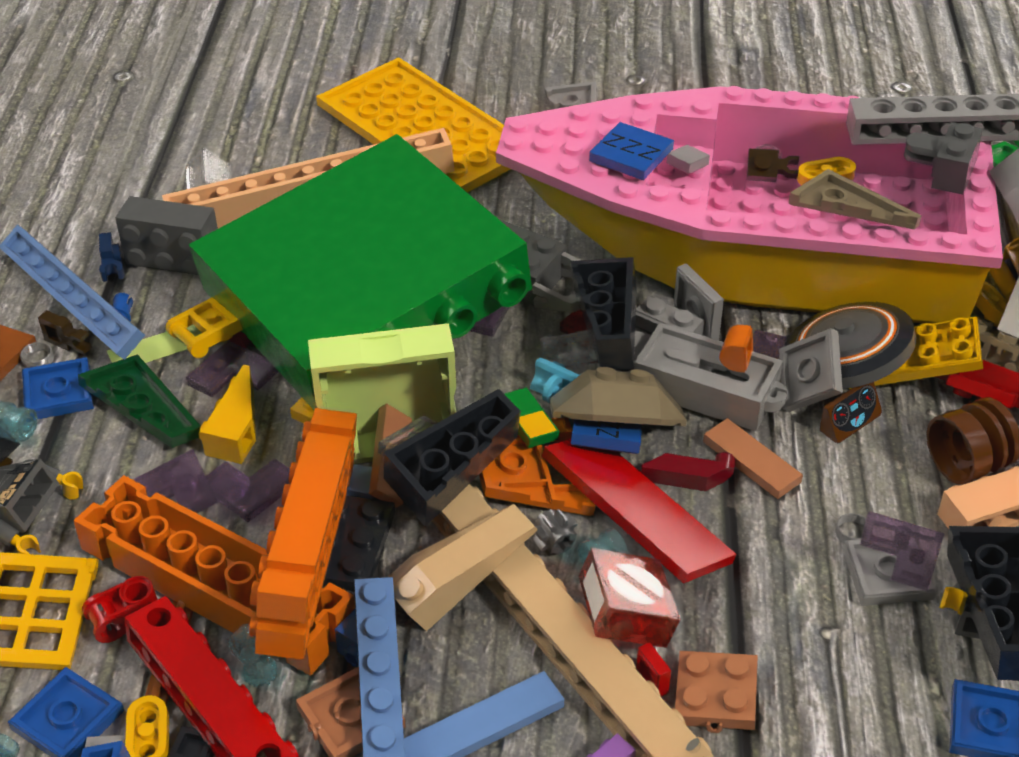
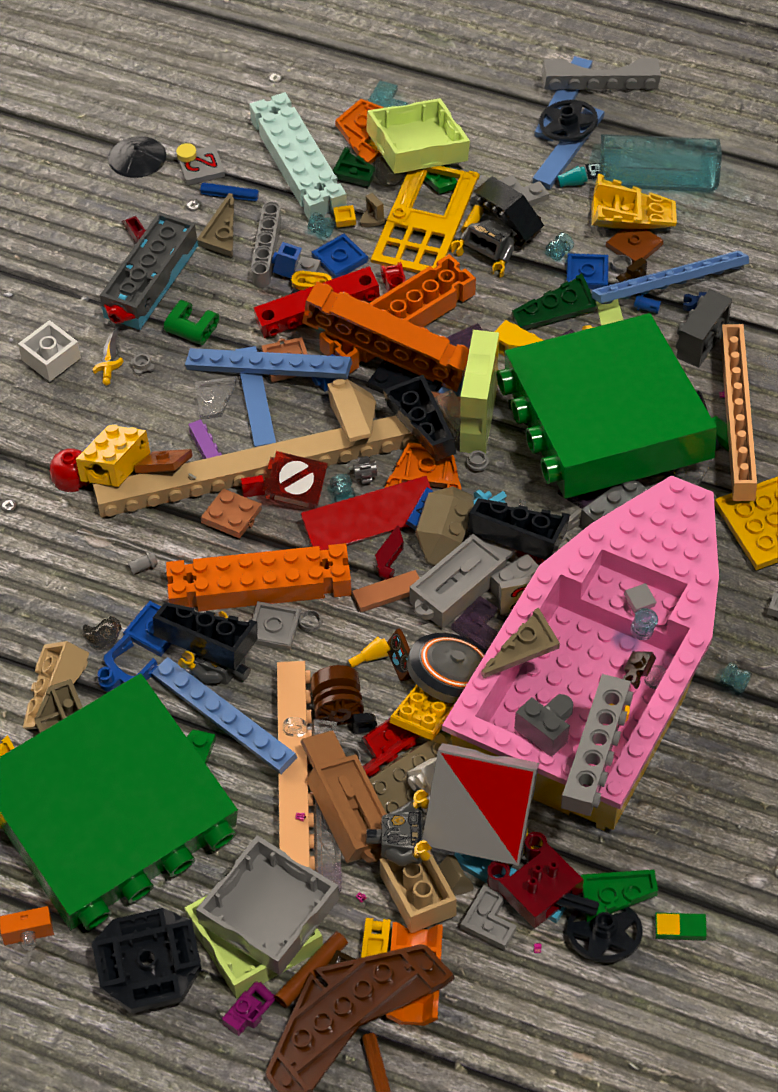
camera: 110 degrees right, 10 degrees up
(183, 479) = (480, 314): clear purple tile -> none
(534, 423) = (458, 476): green tile -> none
(631, 150) = (633, 543): blue tile -> none
(726, 148) = (644, 624): none -> clear light blue wheel
(737, 348) = (453, 583): orange brick -> none
(811, 369) = (432, 629): light grey tile -> none
(835, 609) = (260, 577): none -> orange brick
(861, 440) = (375, 650): none -> yellow cone
(912, 544) = (260, 604): clear purple tile -> none

